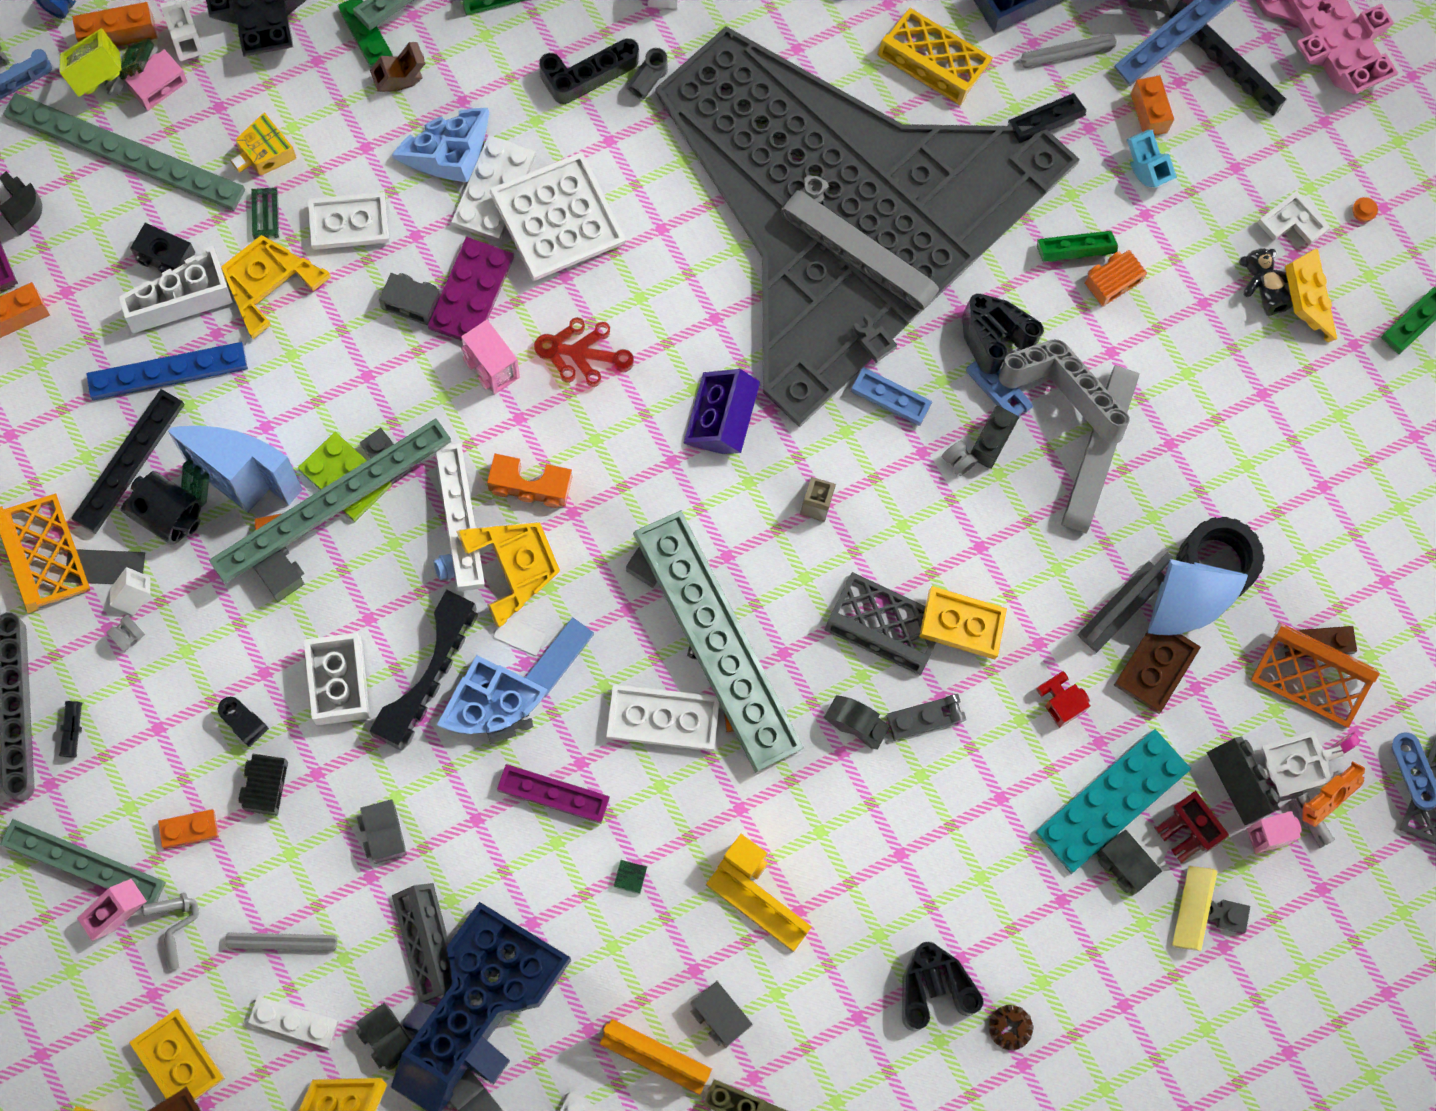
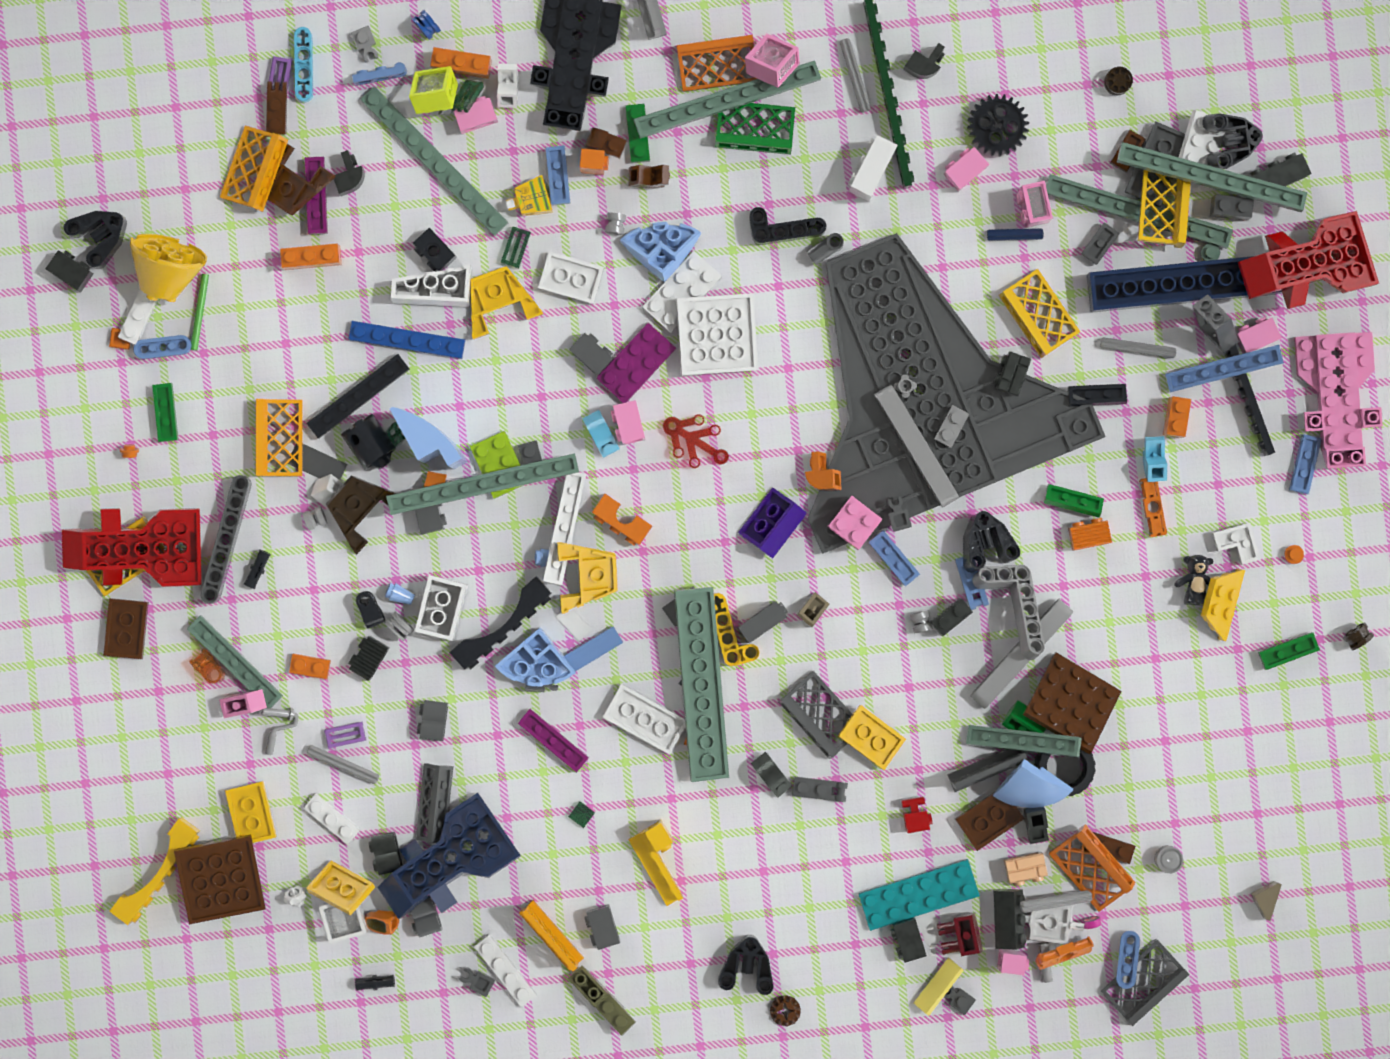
camera: 25 degrees right, 15 degrees up
(44, 882) = (205, 664): none -> clear orange piece
(168, 595) = (352, 505): none -> dark brown wing
(274, 686) = (399, 594): none -> light blue cone
(275, 910) = (361, 731): none -> medium lavender tile
(285, 110) = (557, 175): none -> medium blue plate
(289, 725) = (401, 624): none -> light grey wheel
(323, 74) = (593, 161): none -> orange brick
(325, 49) = (603, 140): none -> reddish brown brick
(378, 138) = (615, 223): none -> light grey wheel
(462, 385) = (601, 433): none -> medium azure brick
(739, 580) = (733, 646): none -> yellow beam
(762, 331) = (820, 476): none -> orange brick
(762, 531) = (763, 621): none -> dark grey window
(824, 366) = (854, 522): none -> bright pink piece
(891, 214) = (951, 426): none -> light grey plate
(937, 125) = (1012, 373): none -> pearl dark grey brick
(1146, 527) = (1017, 721): none -> green brick
(1156, 544) = (1023, 741): none -> sand green plate
(1185, 232) = (1155, 520): none -> orange piece
(1192, 478) = (1072, 702): none -> reddish brown plate
(1217, 644) = (1036, 824): none -> pearl dark grey brick
(1232, 708) = (1025, 868): none -> light nougat brick
(1291, 731) = (1055, 901): none -> light grey axle
(1325, 106) = (1305, 464): none -> medium blue tile
(1401, 625) = (1168, 859): none -> light grey wheel

